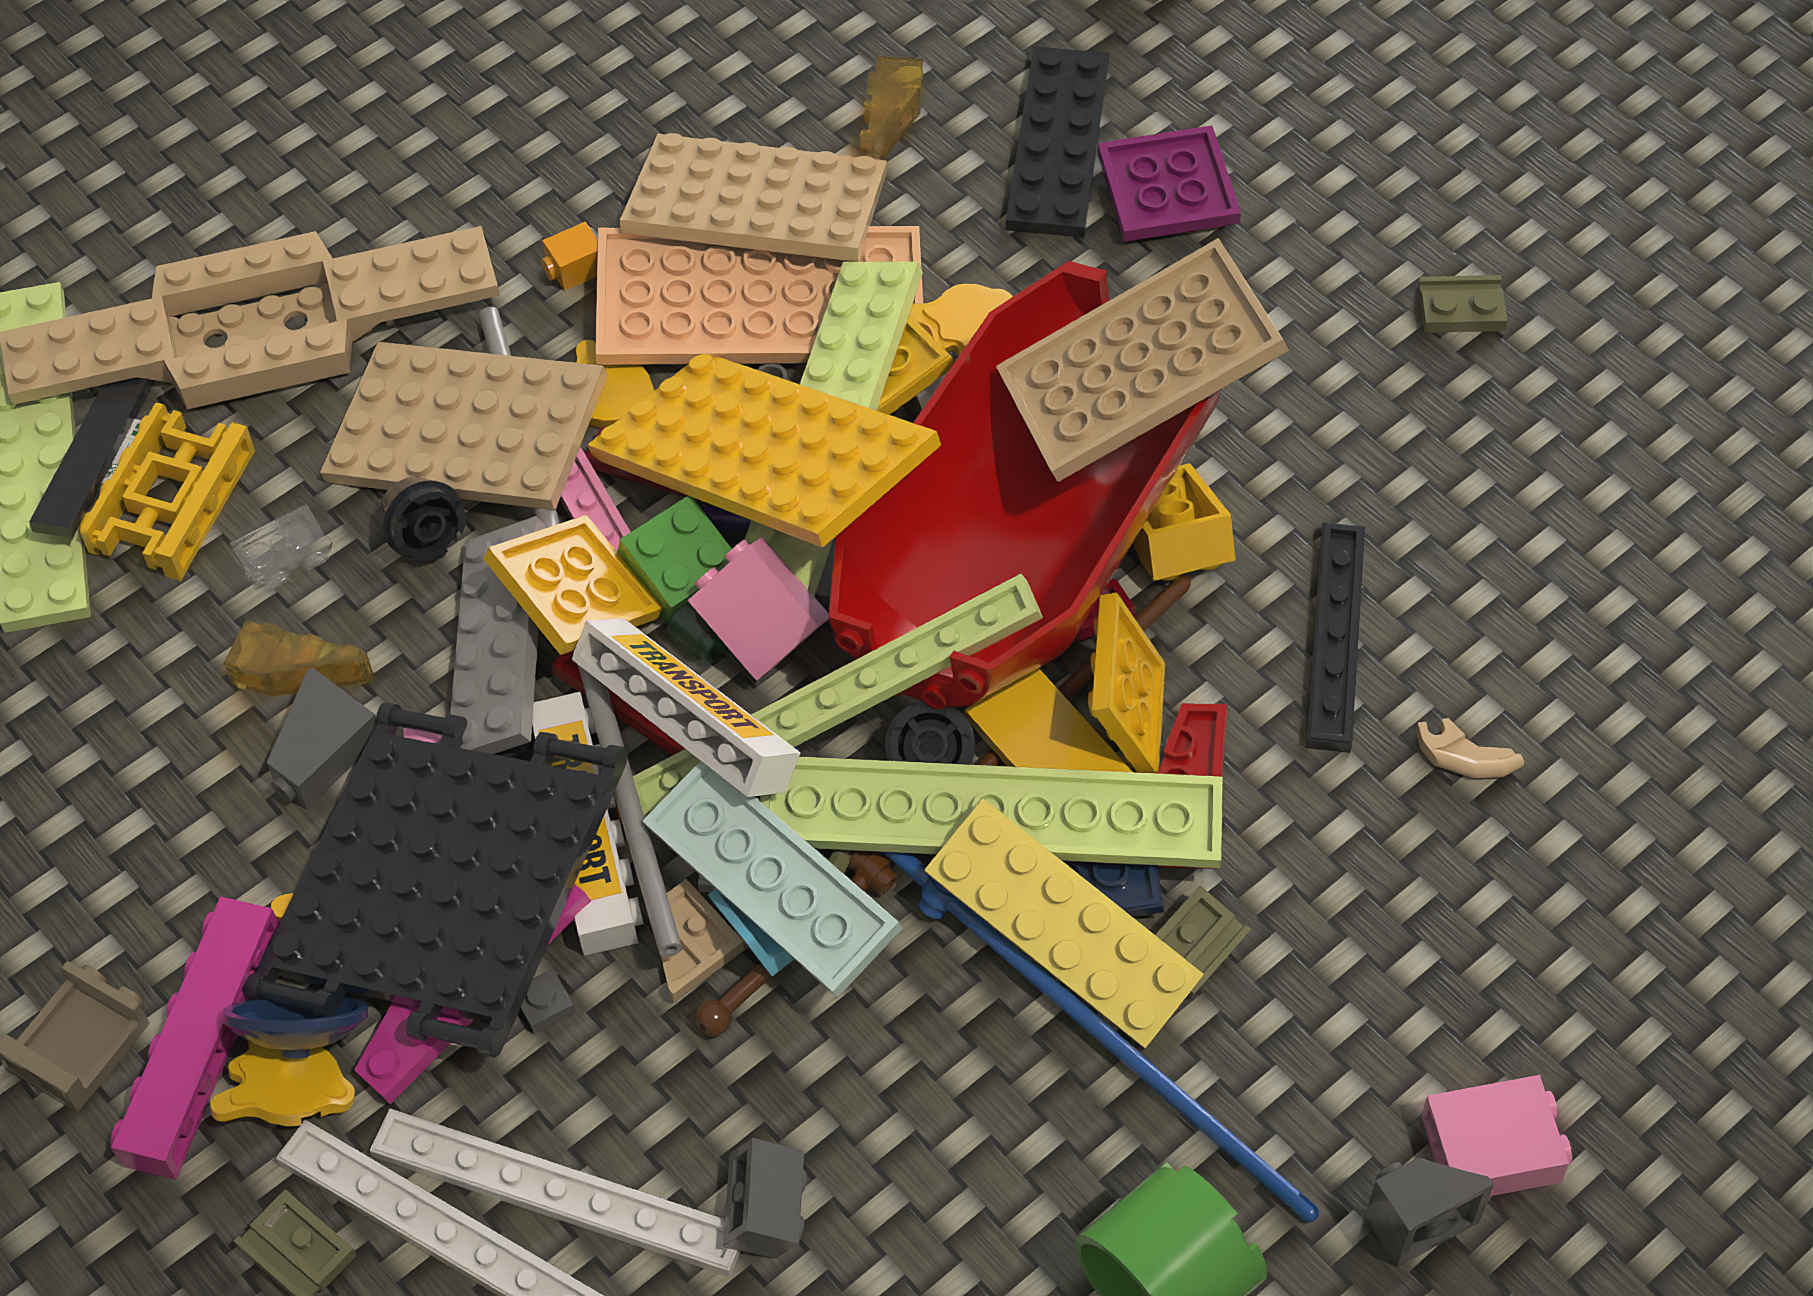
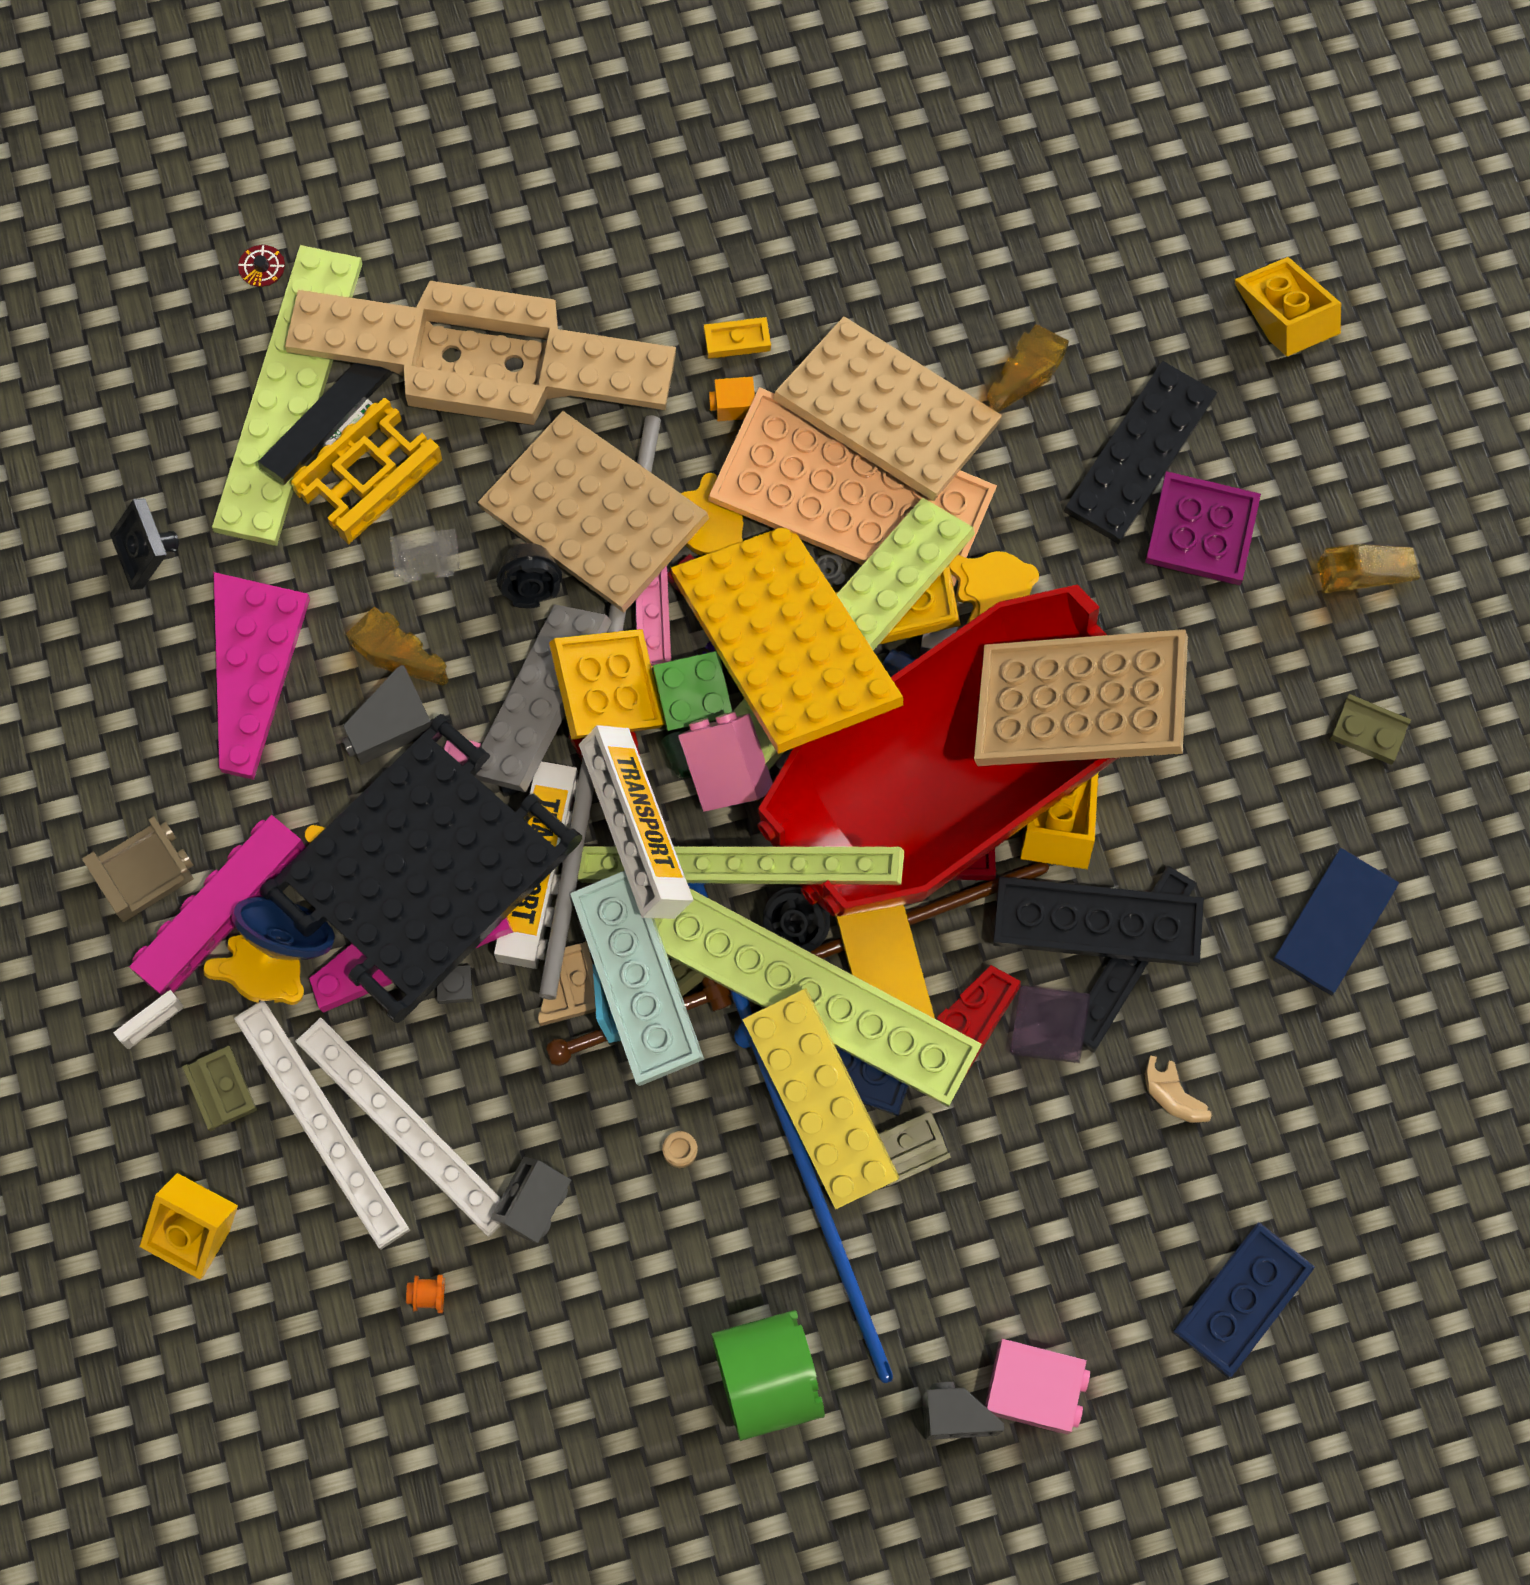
camera: 20 degrees right, 15 degrees up
(115, 739) = (254, 649): none -> dark pink wing
(163, 1206) = (148, 1019): none -> white tile
(546, 198) = (737, 337): none -> yellow plate
(919, 1066) = (680, 1149): none -> tan tile
(1127, 685) = (953, 941): yellow plate -> none
(1279, 605) = (1098, 921): none -> black plate
(1285, 738) = (1050, 1024): none -> clear purple tile
(1361, 150) = (1366, 566): none -> clear yellow slope
(1540, 504) = (1336, 921): none -> dark blue tile
(1676, 939) = (1243, 1300): none -> dark blue tile

